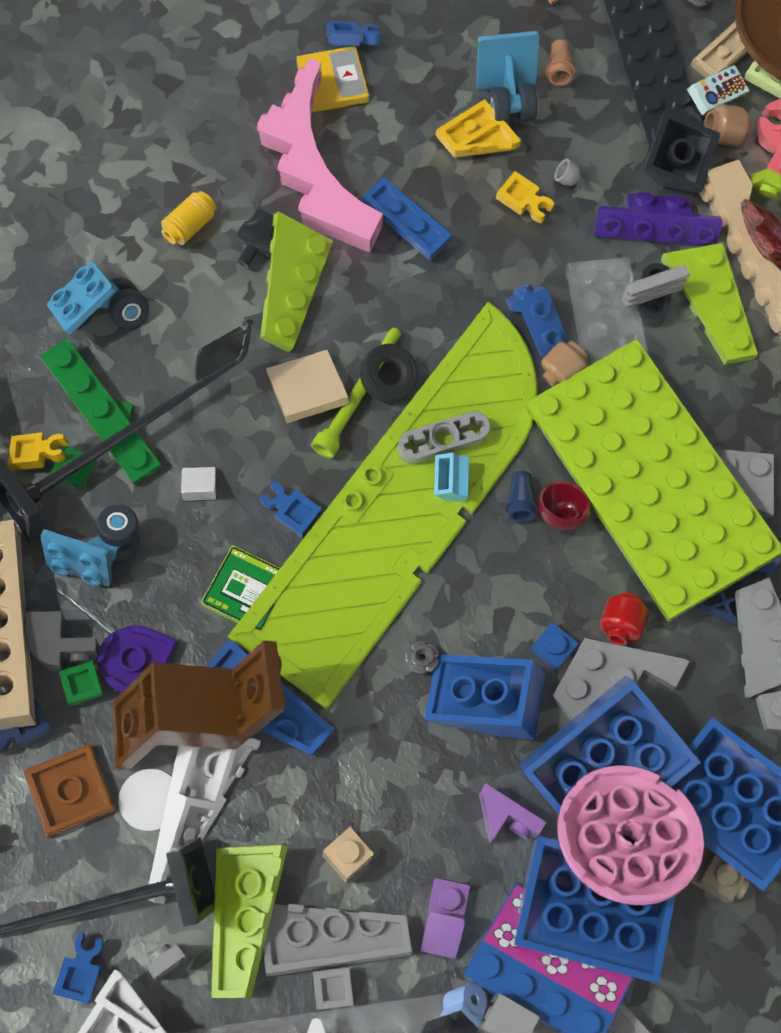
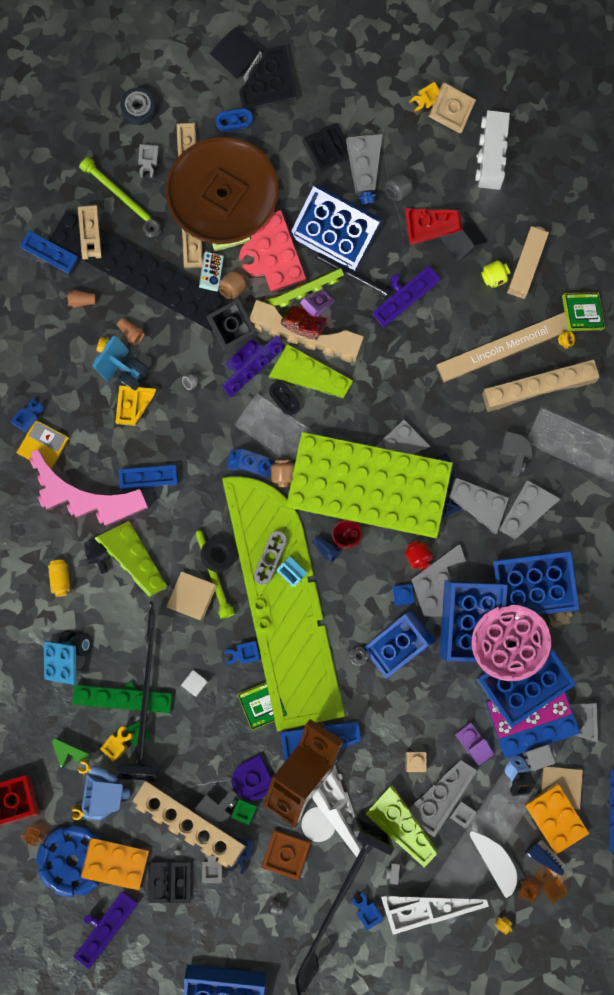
camera: 45 degrees left, 10 degrees up
(93, 560) = (194, 761): dark azure plate -> none
(498, 808) = (451, 683): medium lavender slope -> none
(521, 195) = (182, 413): yellow plate -> none
(655, 286) = (281, 406): light grey tile -> none

